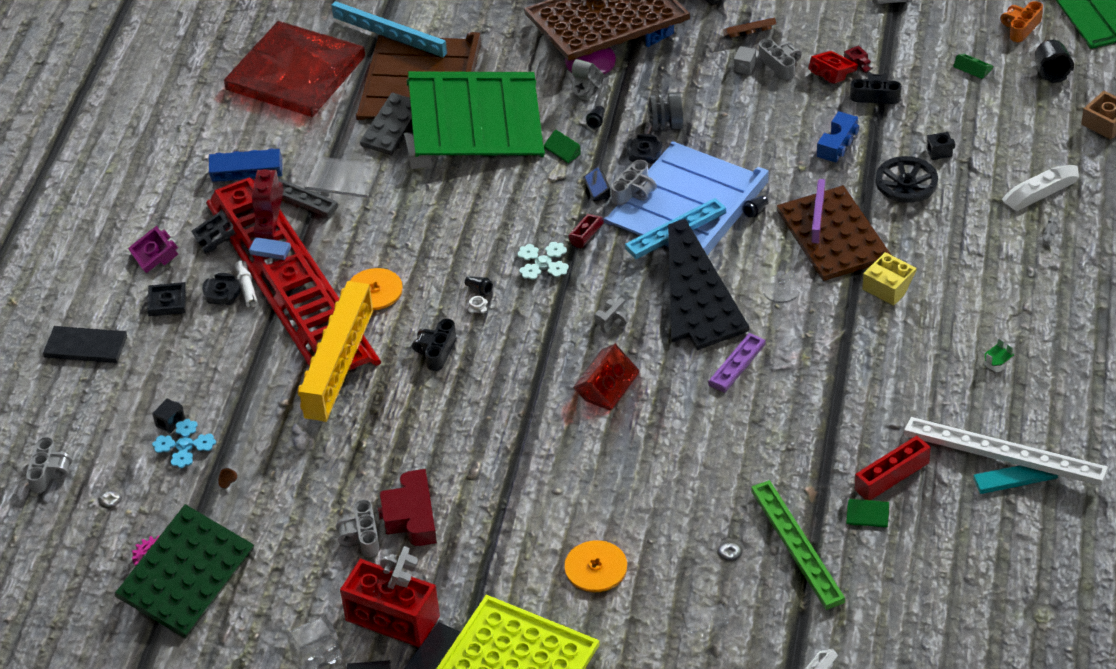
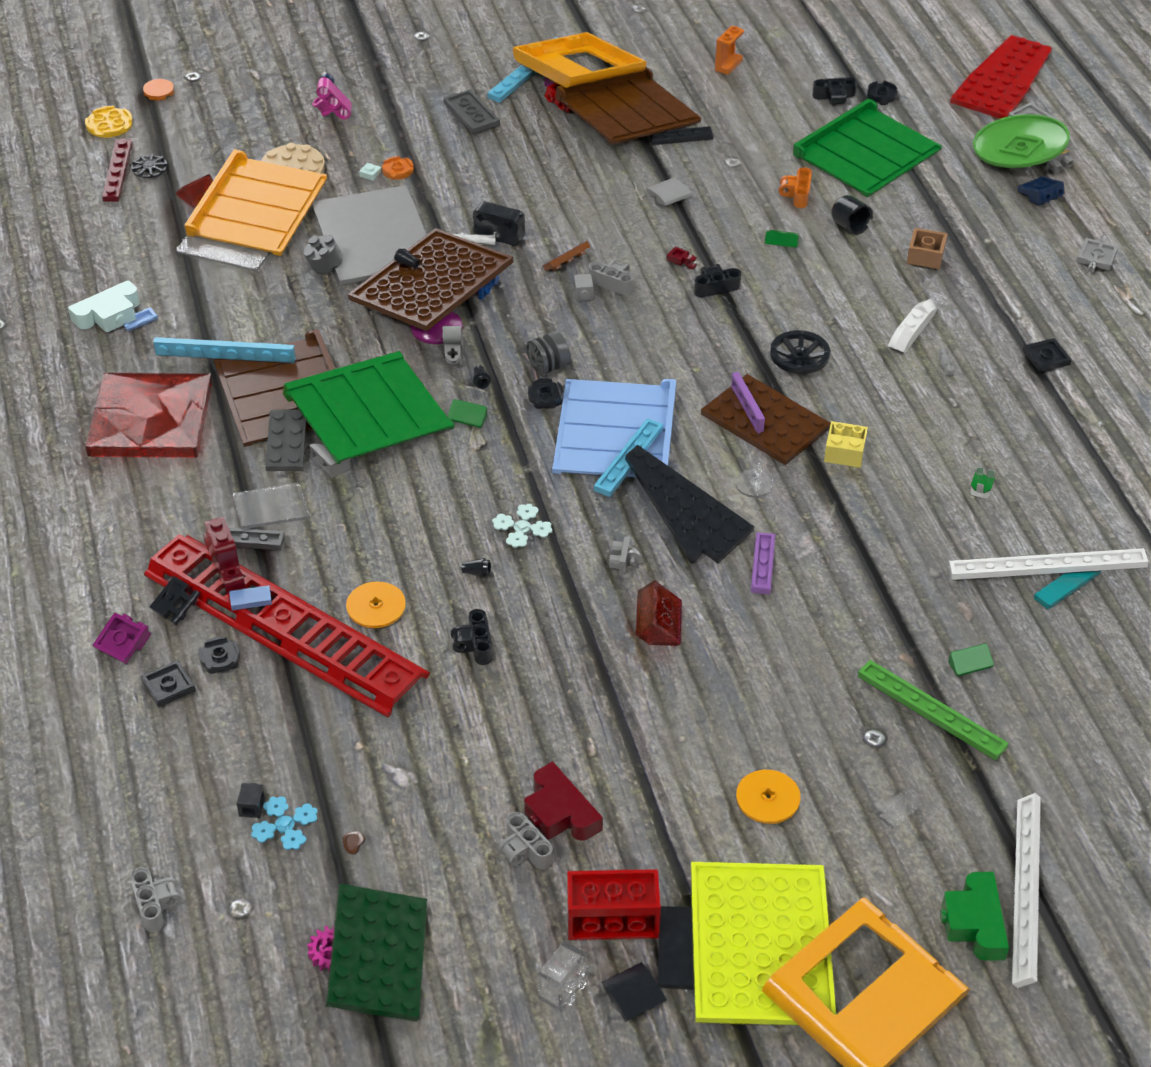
camera: 30 degrees left, 0 degrees up
(85, 344) = (108, 758): black tile -> none
(243, 164) = (164, 523): blue brick -> none
(244, 278) = (243, 642): white pin -> none
(335, 351) = (394, 677): yellow brick -> none
(398, 576) = (615, 864): light grey hips -> none
(477, 305) = (488, 587): white plate -> none
(585, 230) = (544, 485): dark red brick -> none
(597, 184) = (524, 438): slope -> none
(633, 183) = (563, 428): light grey piece -> none
(754, 206) = (682, 416): black cone -> none
(831, 66) = (664, 271): red plate -> none
(842, 131) = (713, 332): blue arch -> none
(892, 468) = (967, 612): red brick -> none
(940, 145) = (805, 315): black brick -> none

